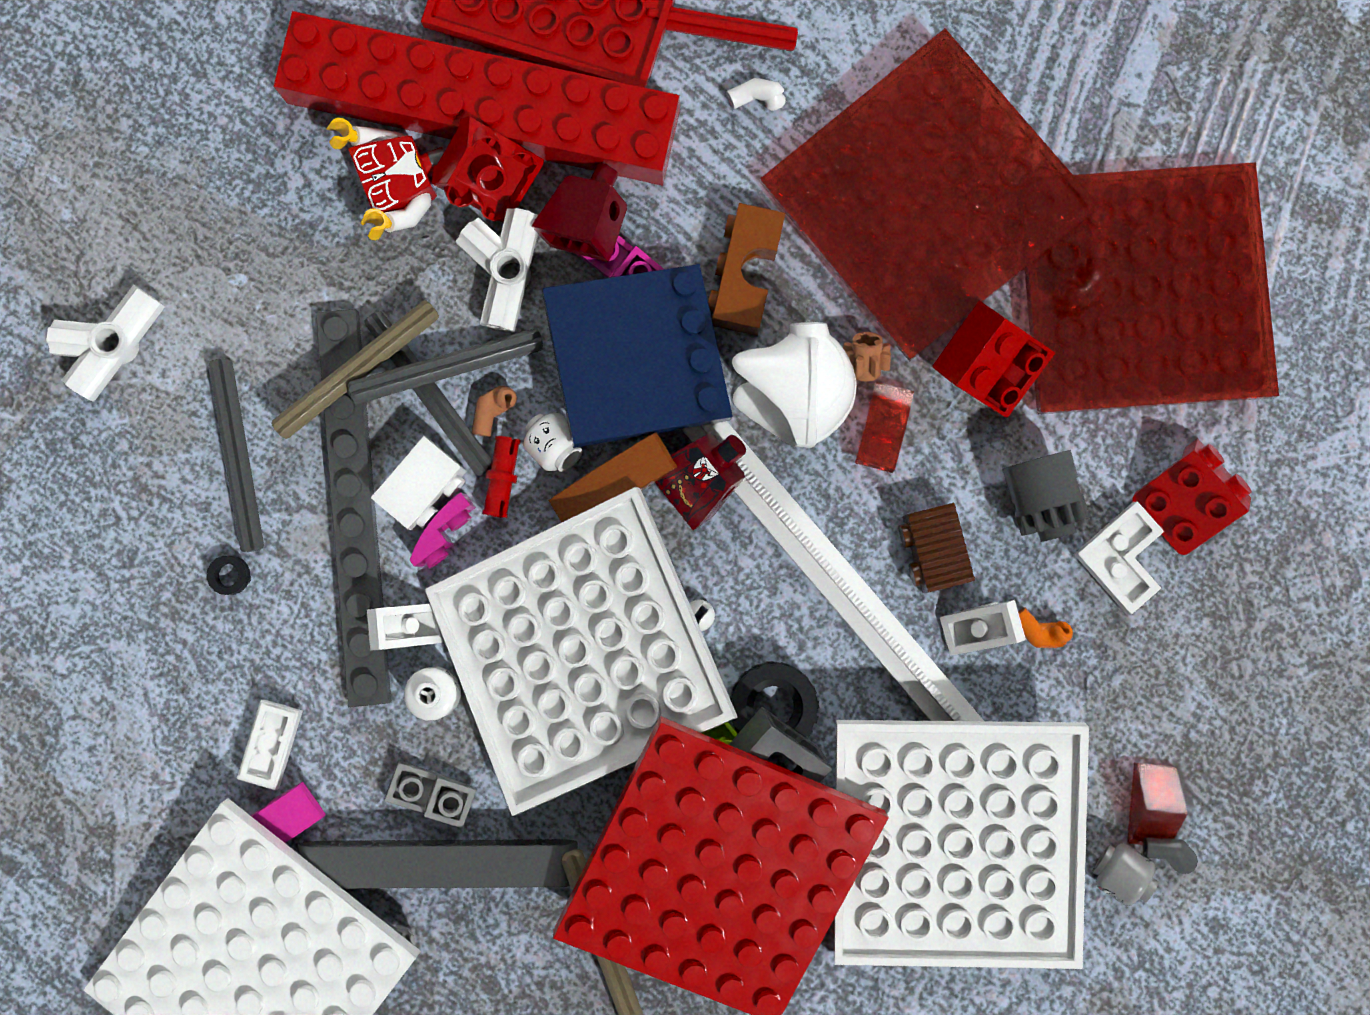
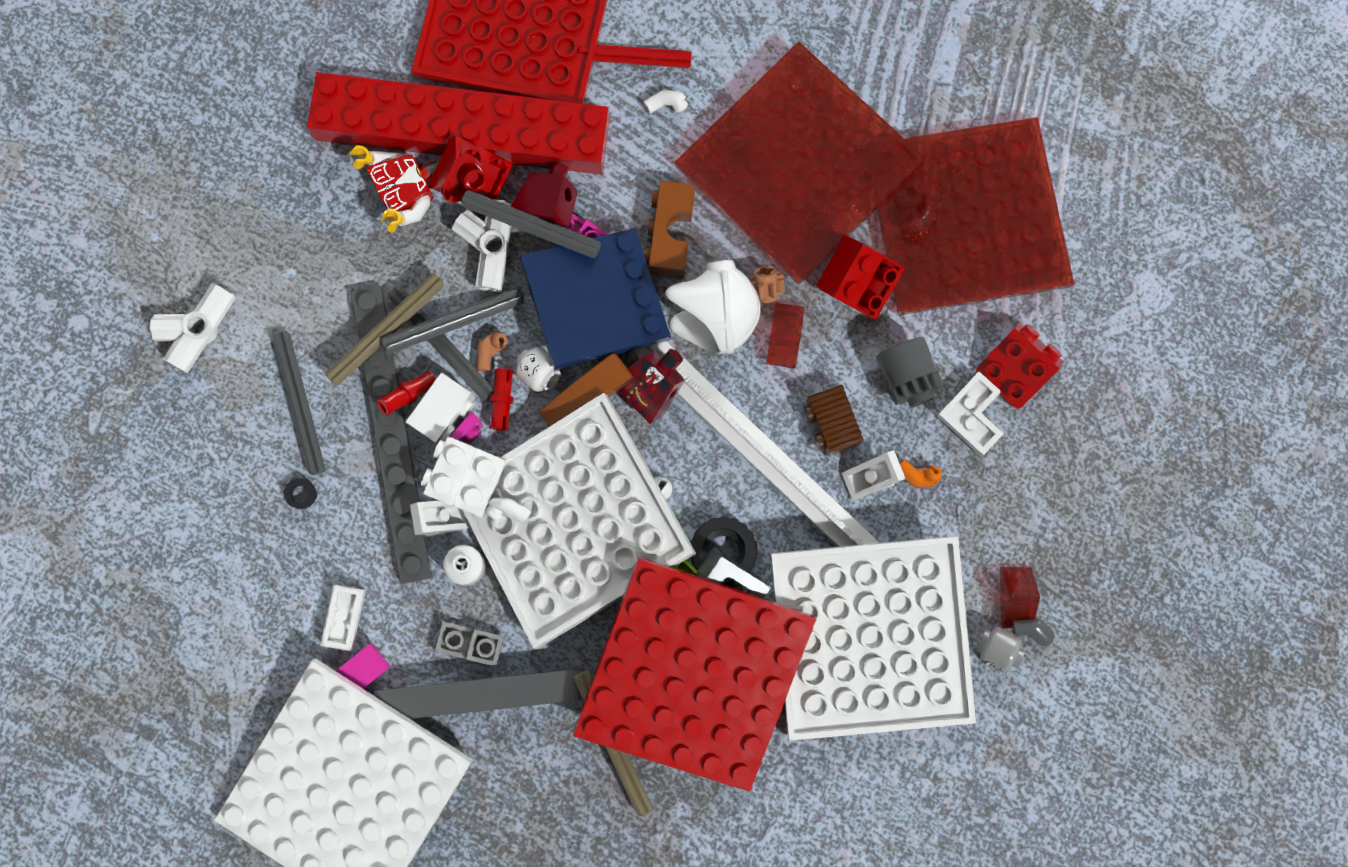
camera: 10 degrees left, 5 degrees down
(376, 457) = (406, 393): none -> red pin
(440, 578) = (463, 476): none -> white plate
(497, 626) = (509, 507): none -> white arm
(560, 247) = (531, 224): none -> dark grey axle

